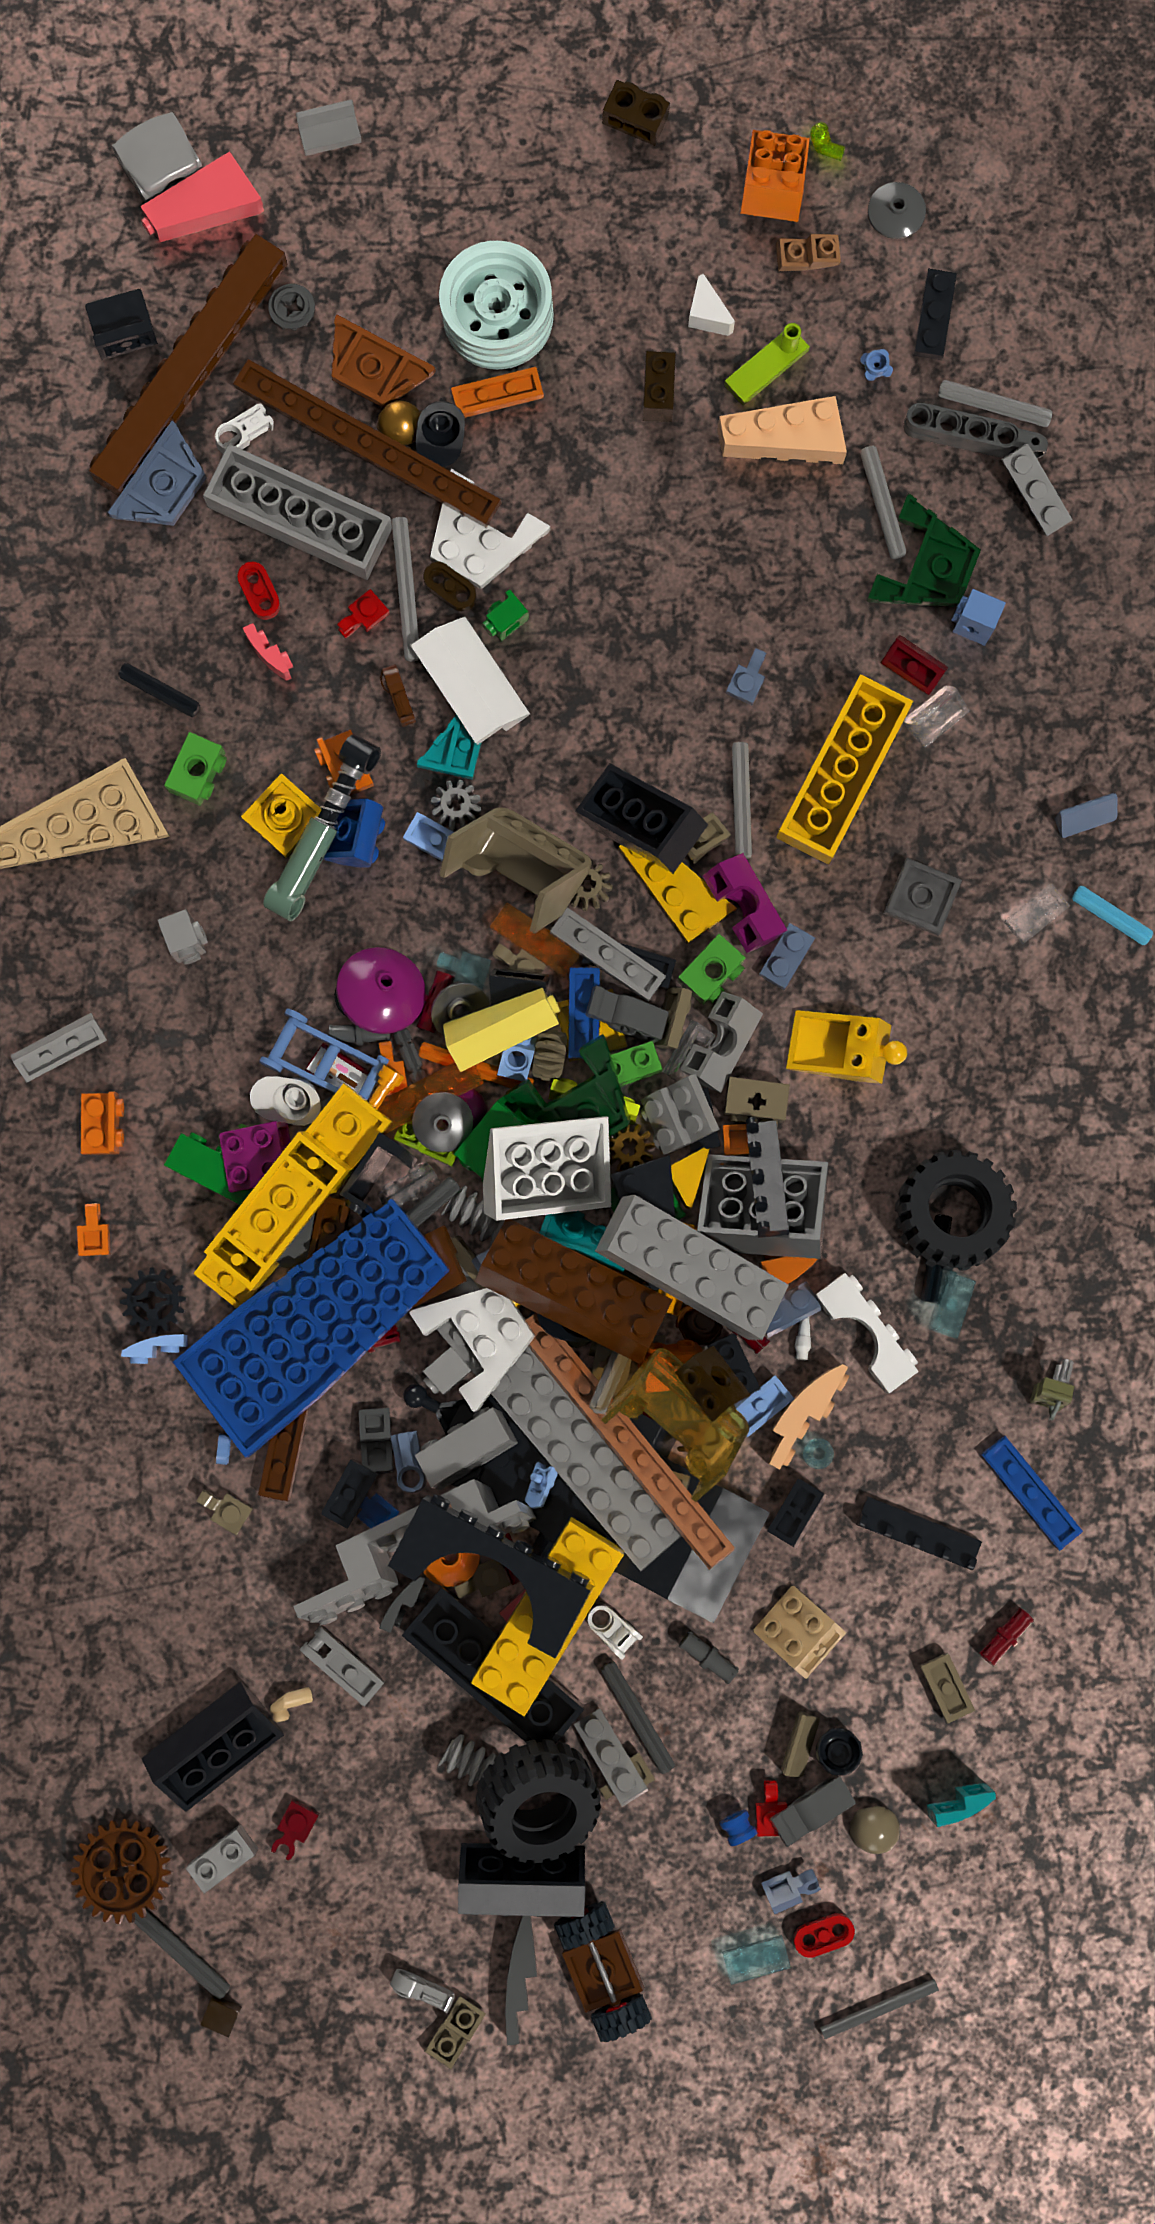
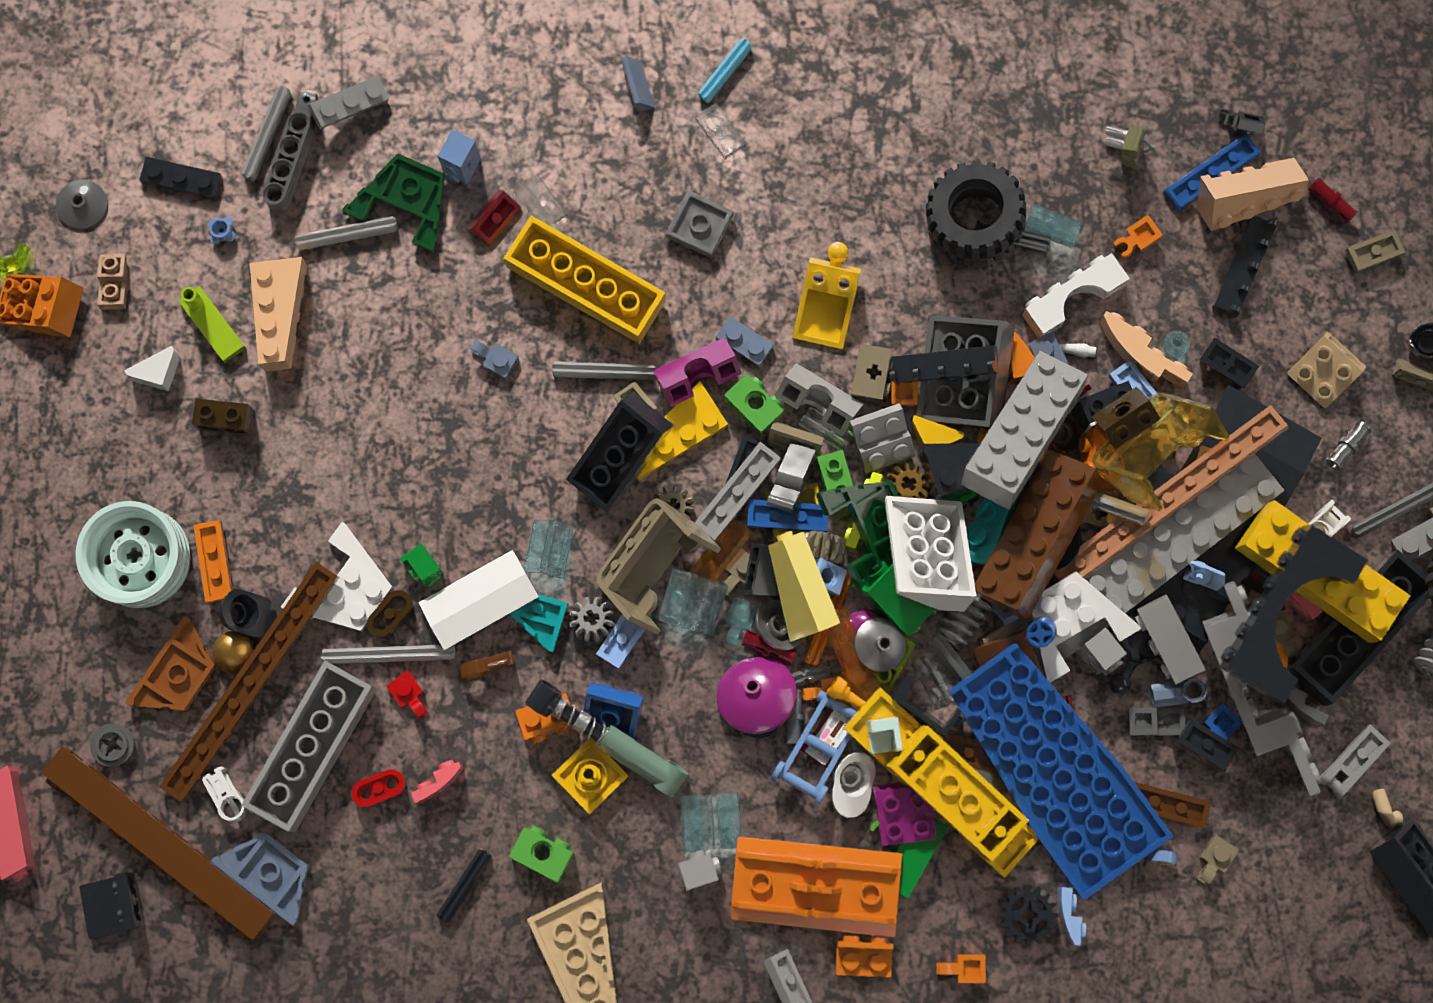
camera: 80 degrees left, 5 degrees down
(174, 1066) = (816, 886): none -> orange hinge
(240, 949) = (710, 821): none -> clear light blue slope
(337, 1125) = (884, 735): none -> light aqua panel
(456, 1292) = (1037, 635): none -> blue wheel
(480, 913) = (692, 602): none -> clear light blue slope
(533, 753) = (548, 548): none -> clear light blue panel
(946, 1409) = (1141, 235): none -> orange plate
(1006, 1536) = (1250, 192): none -> light nougat wedge
(1096, 1529) = (1246, 122): none -> black plate

